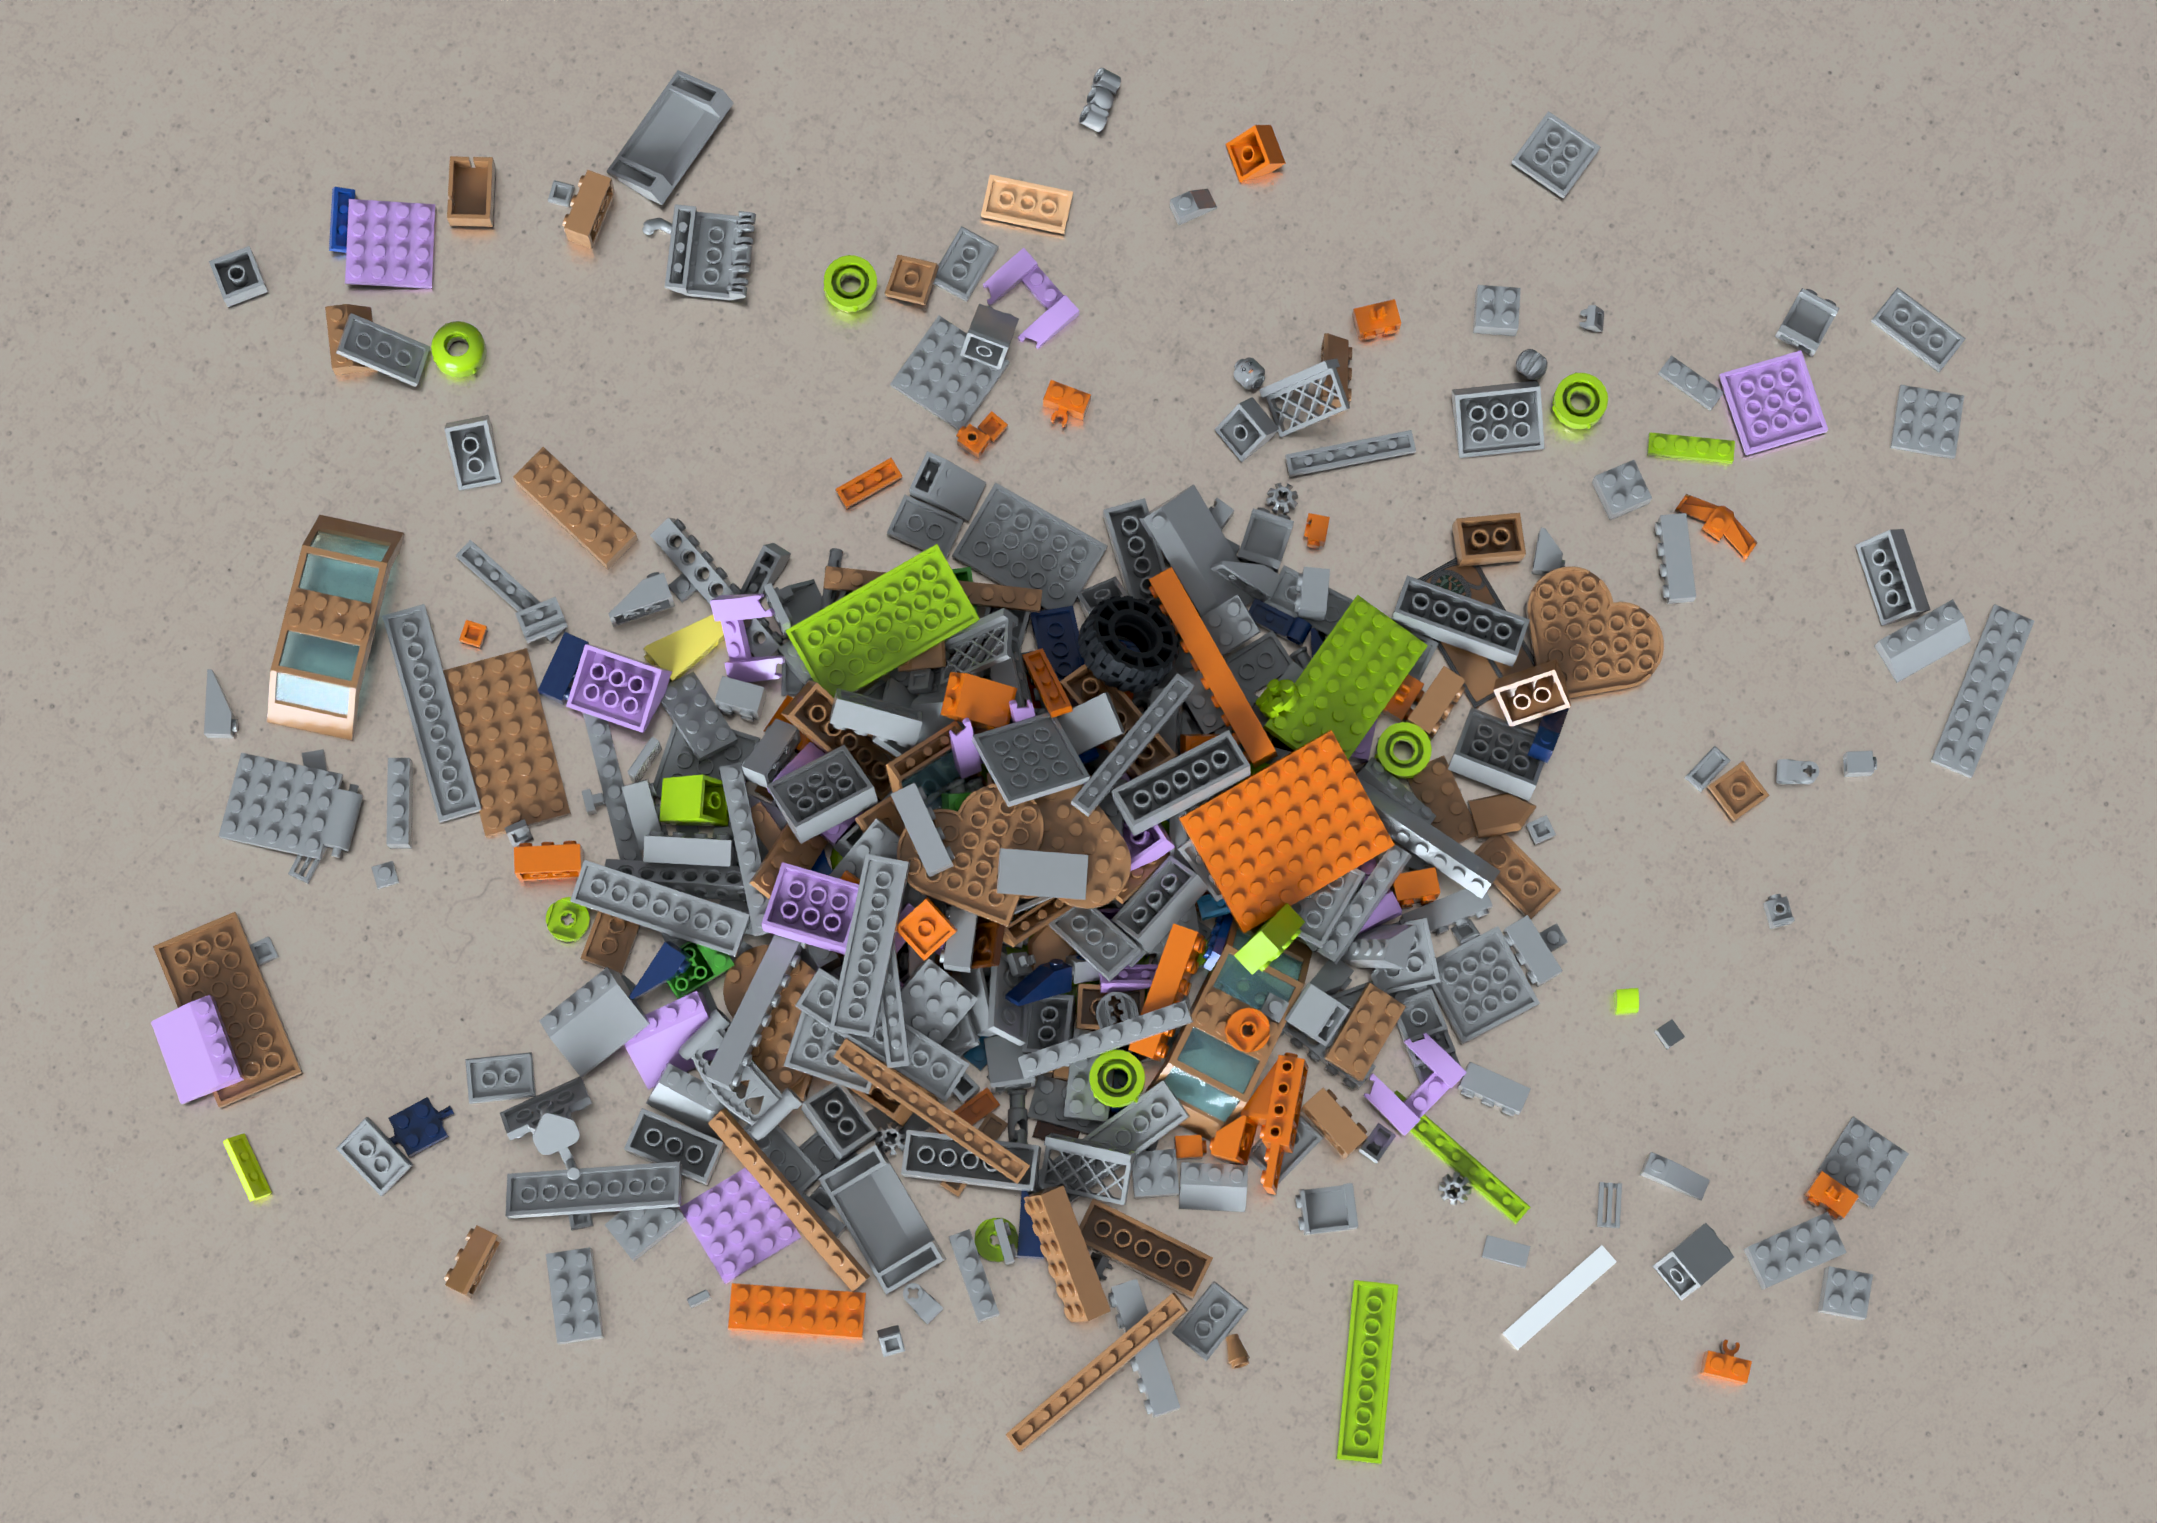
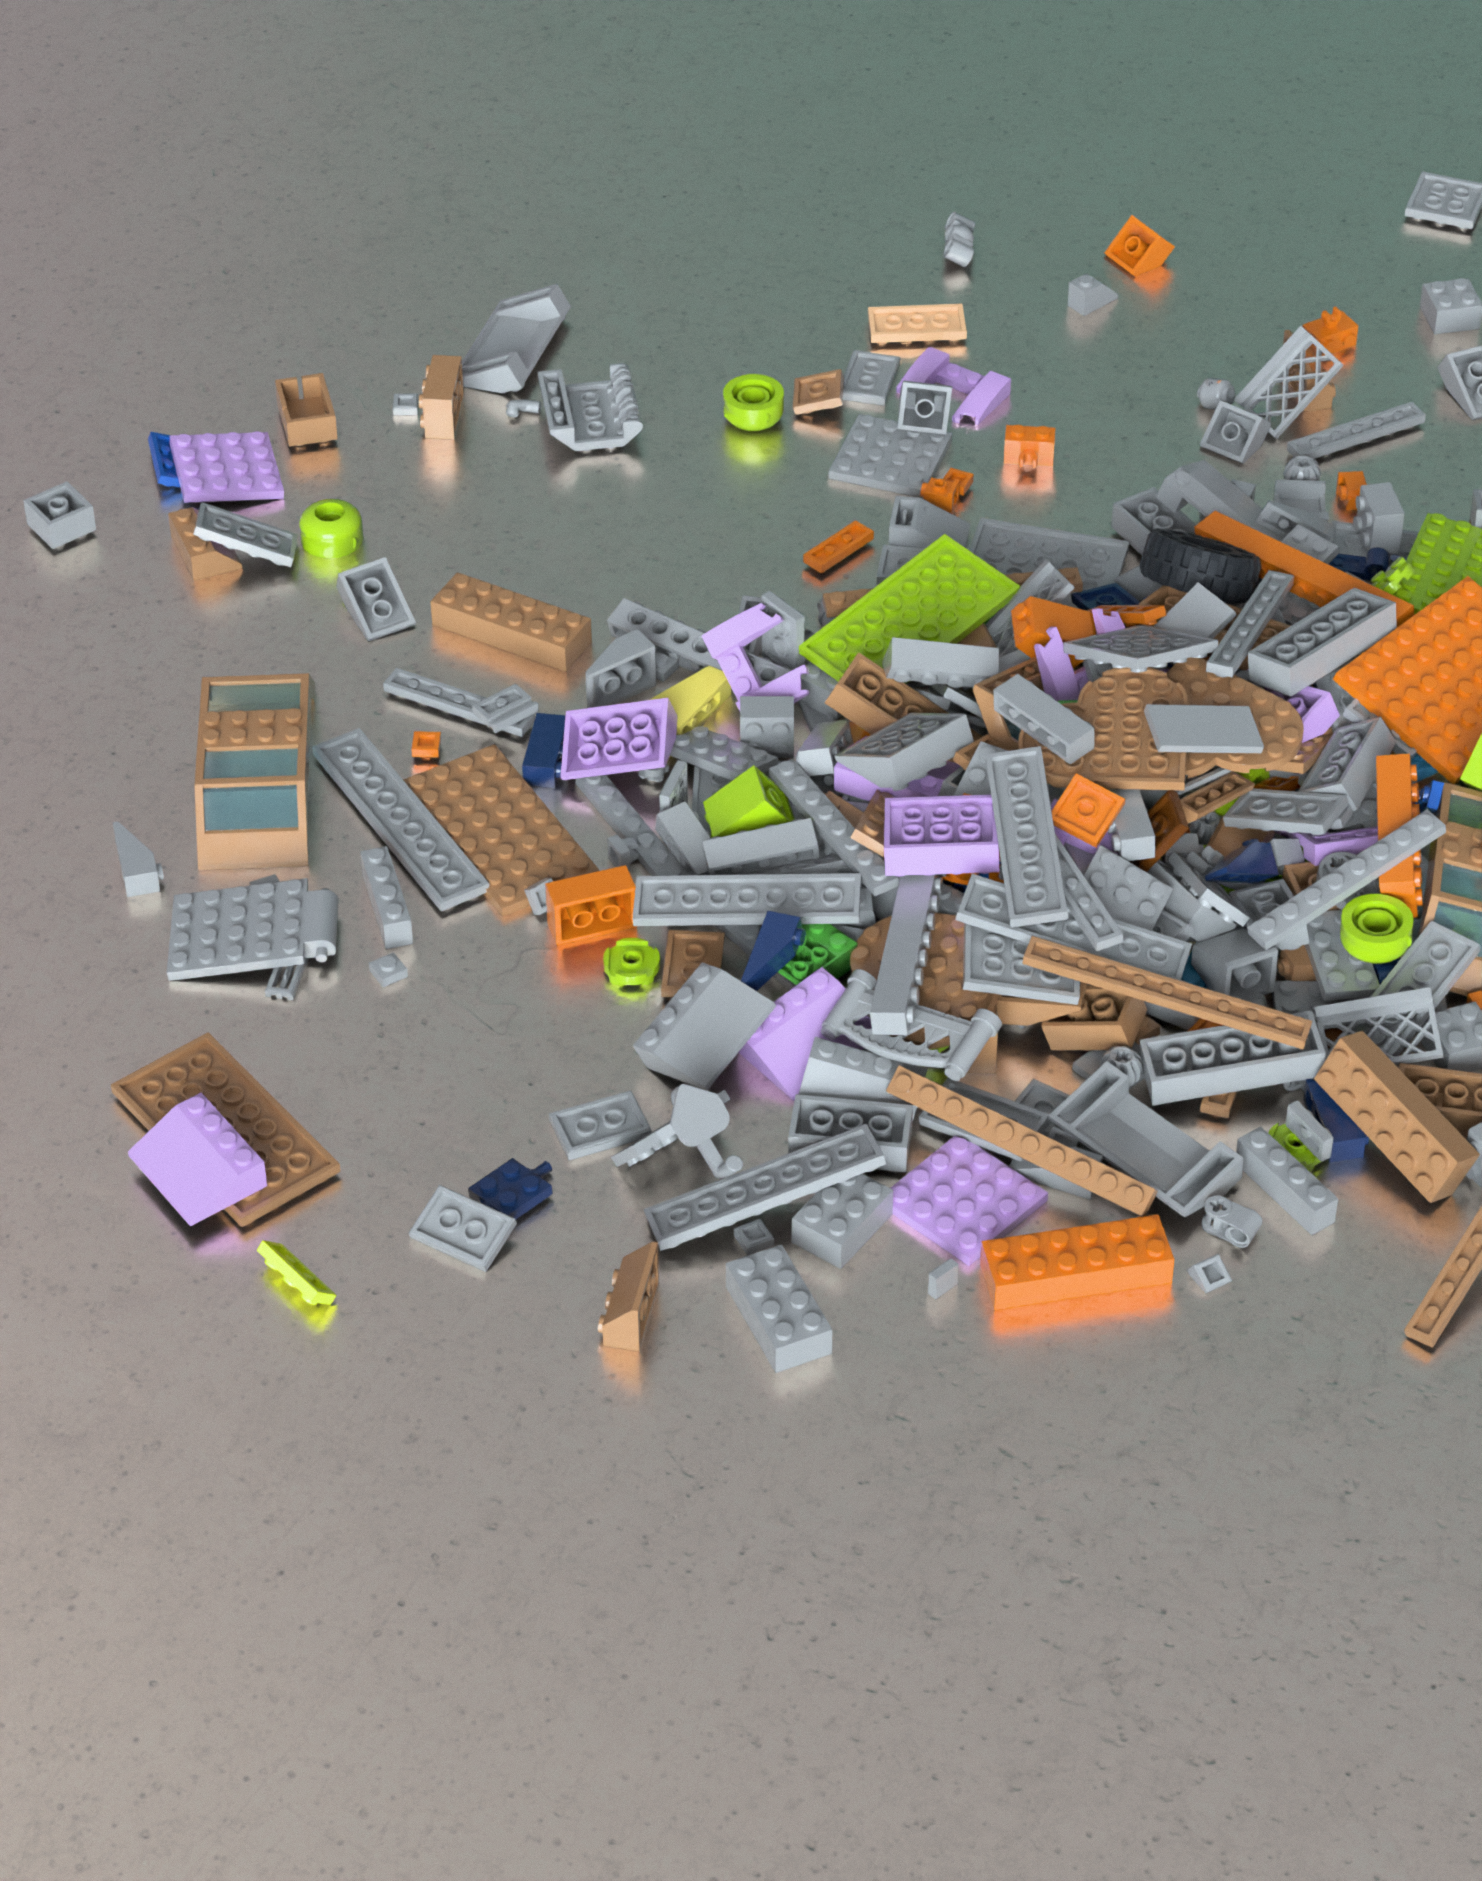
camera: 10 degrees left, 35 degrees down
(264, 951) = (258, 1066): light grey tile -> none
(839, 1120) = (1046, 1061): light grey brick -> none

